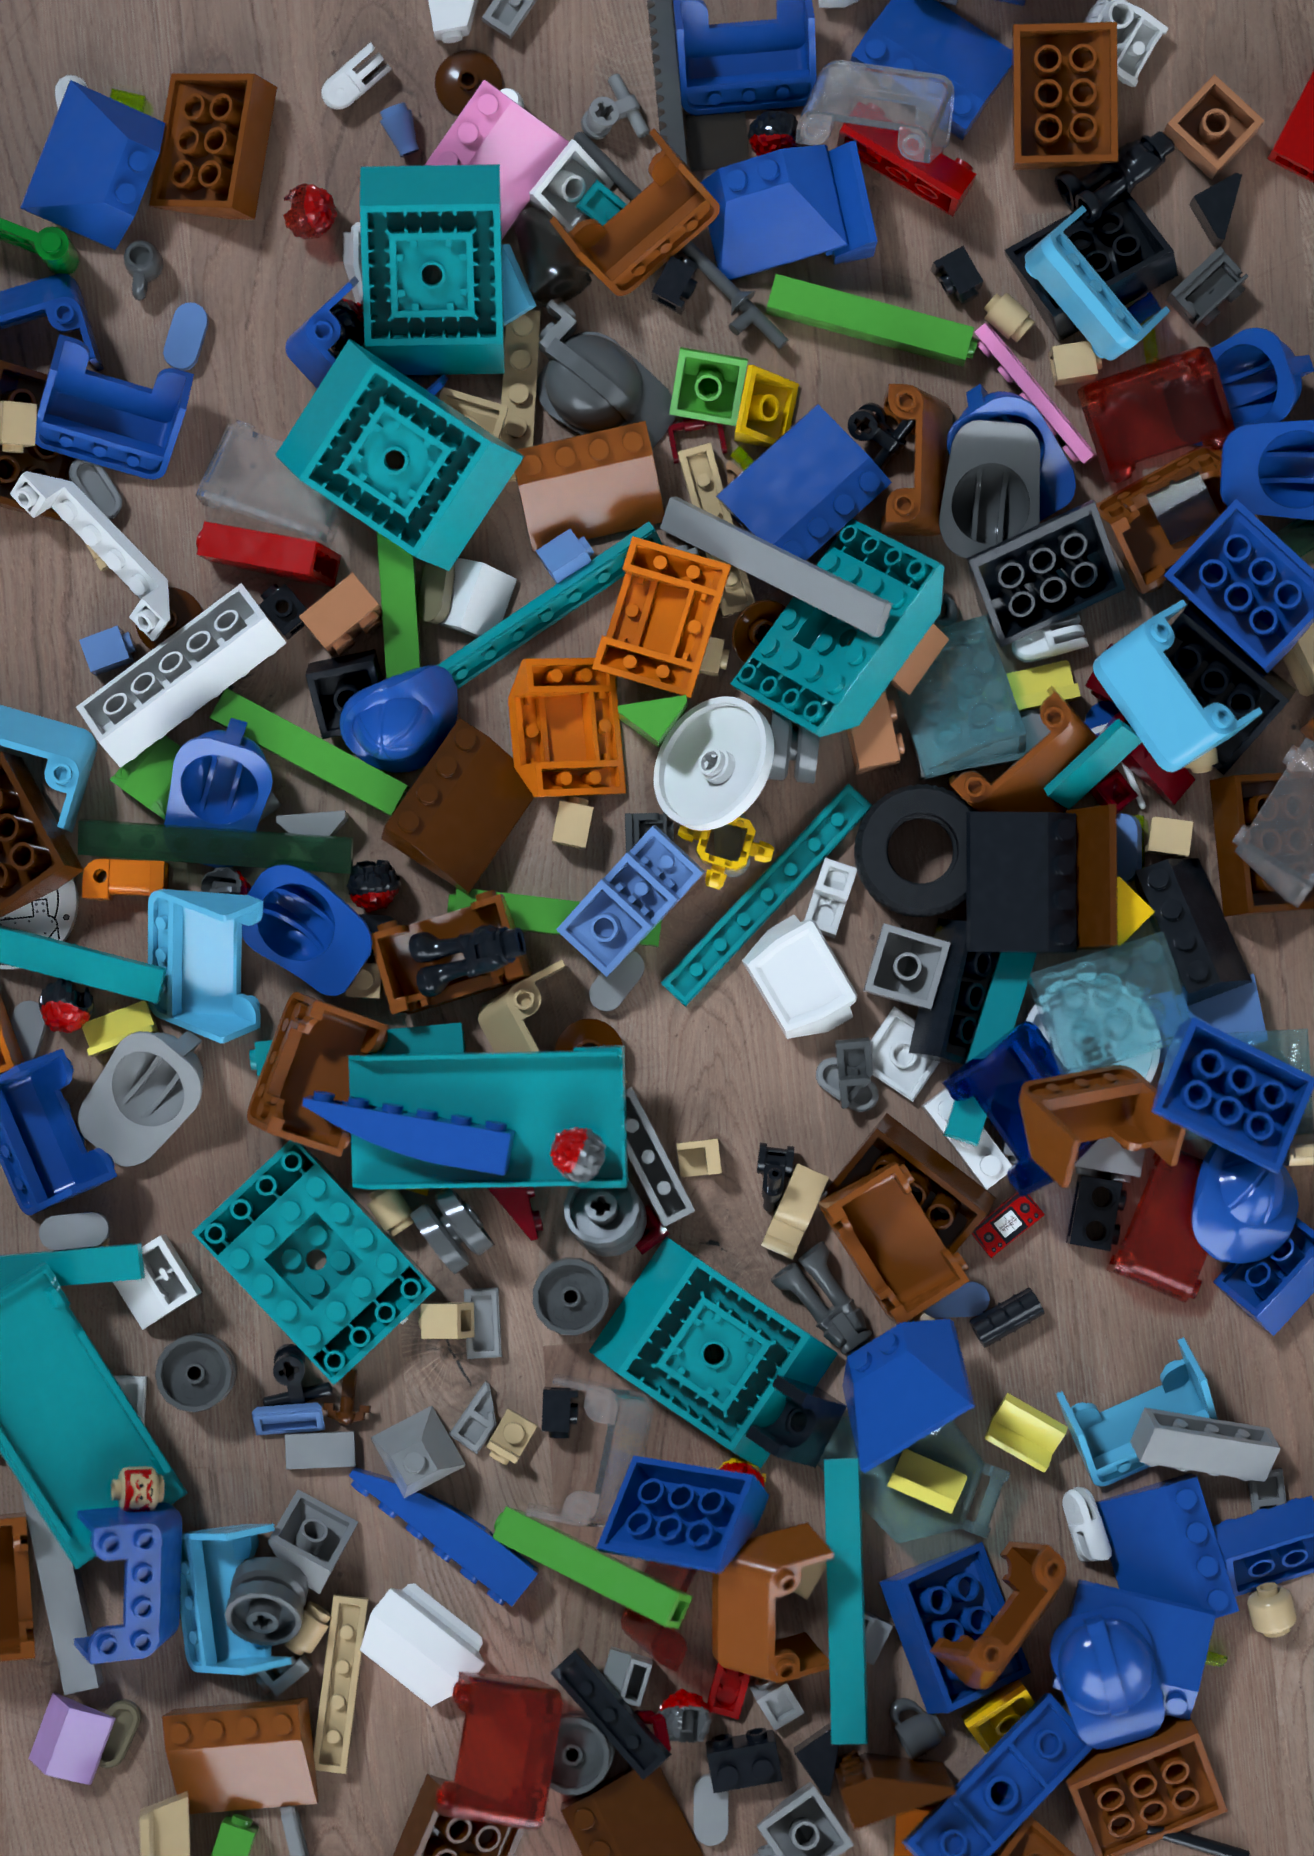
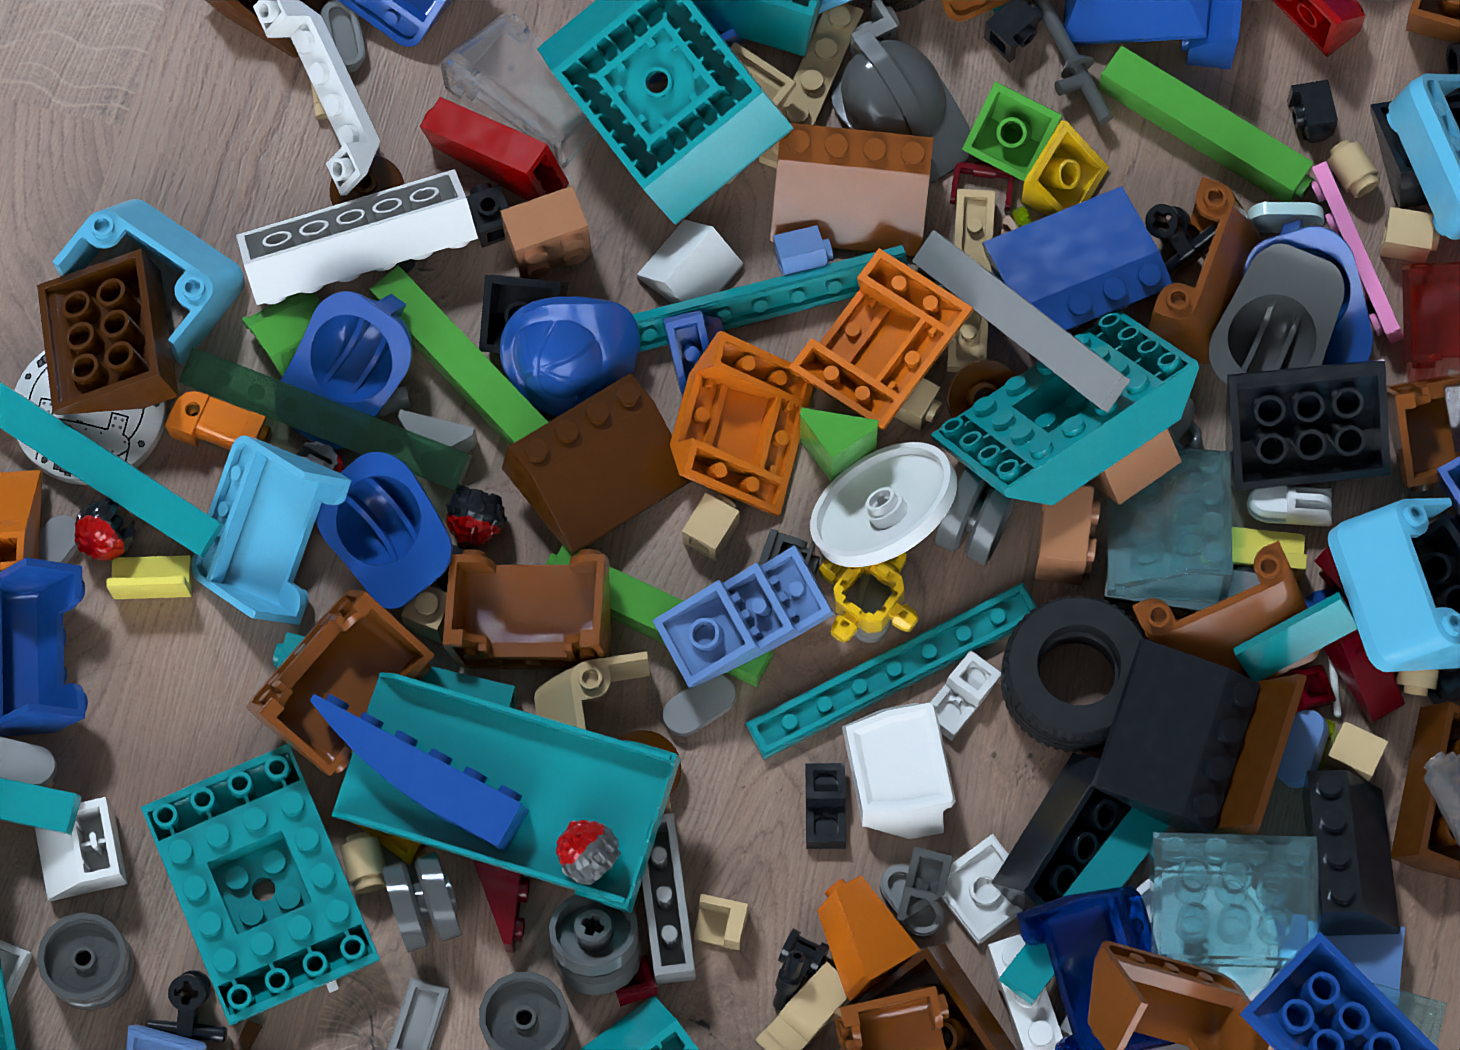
camera: 20 degrees right, 15 degrees down
(108, 650) = (291, 193): medium blue brick -> none
(142, 1095) = (147, 647): light grey piece -> none
(399, 608) = (612, 236): bright green brick -> none
(435, 593) = (653, 245): dark tan tile -> none
(447, 1320) = (380, 1001): tan brick -> none
(483, 949) = (564, 606): black piece -> none
(499, 669) = (688, 339): none -> blue slope
(750, 1029) = (825, 806): none -> black slope
(819, 1132) = (863, 936): none -> orange slope
(906, 966) = (1018, 789): light grey slope -> none
(963, 381) = (1271, 216): none -> light aqua tile
(1131, 911) = (1287, 807): yellow slope -> none

